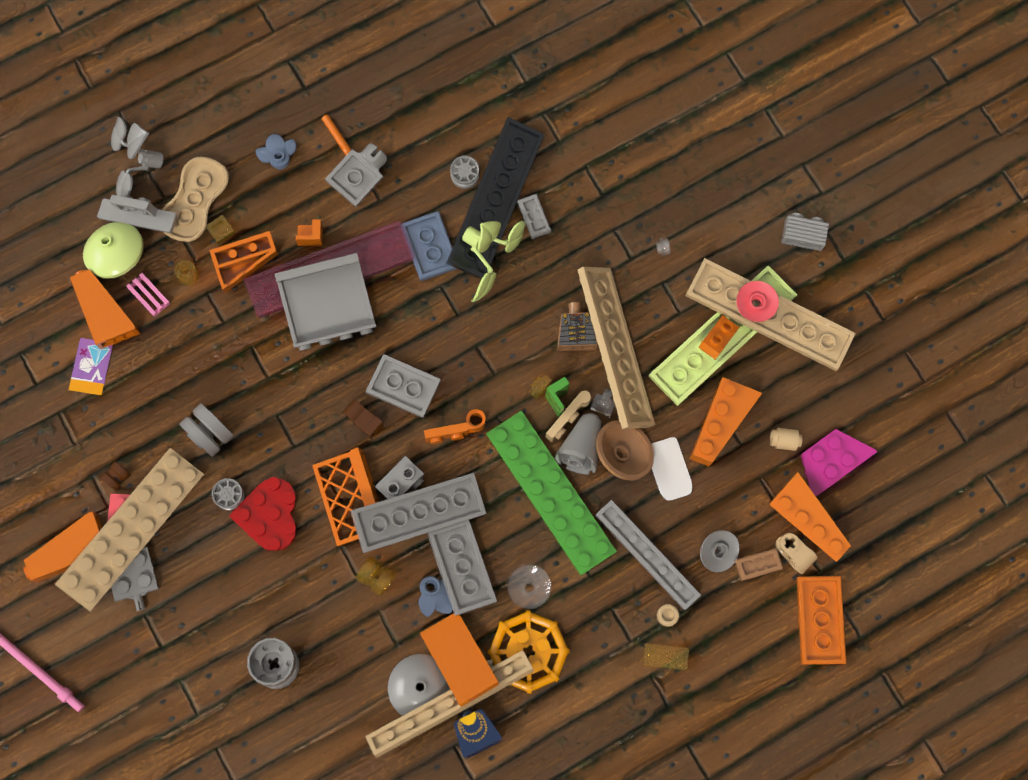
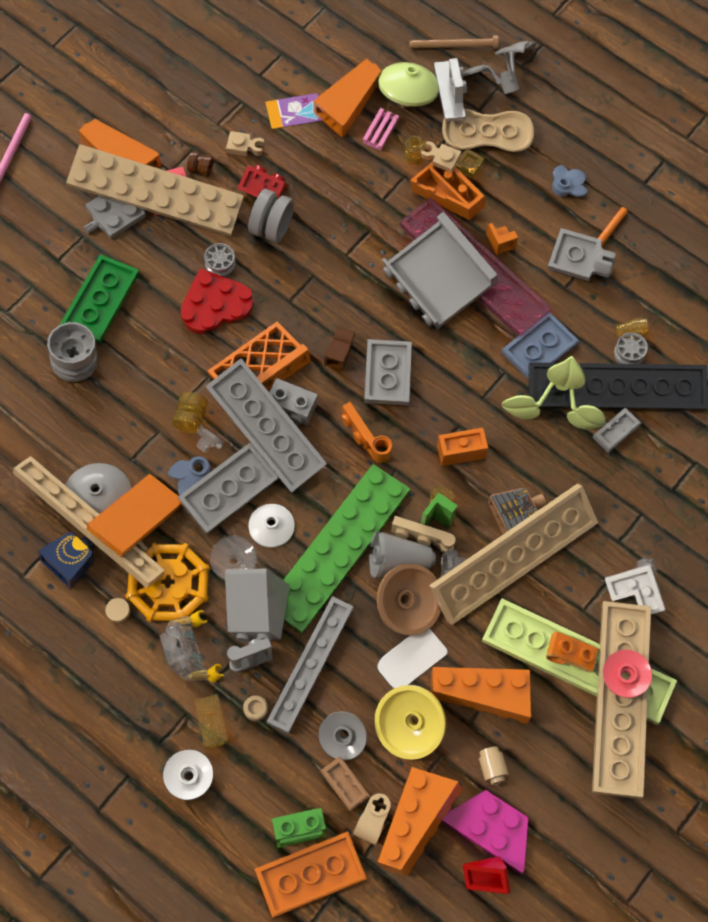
camera: 70 degrees right, 10 degrees down
(98, 155) = (455, 43): none -> medium nougat bar
(108, 430) = (241, 143): none -> tan plate
(162, 426) = (256, 180): none -> red bracket
(215, 249) = (443, 157): none -> tan plate
(222, 619) = (101, 296): none -> green plate
(407, 567) = (208, 440): none -> clear tile
(444, 160) = (635, 325): none -> clear yellow cone
(501, 351) = (462, 446): none -> orange panel
(502, 552) = (274, 535): none -> white dish
(537, 704) = (117, 610): none -> tan tile
(585, 582) = (255, 604): none -> light grey slope
(598, 659) = (183, 652): none -> clear torso
(626, 597) = (254, 654): none -> light grey plate
(676, 260) = (637, 582): none -> white plate
(718, 689) = (183, 763): none -> white dish
(737, 499) = (397, 729): none -> light yellow dish
(784, 615) = (299, 827): none -> bright green window
(872, 479) = (487, 875): none -> red slope

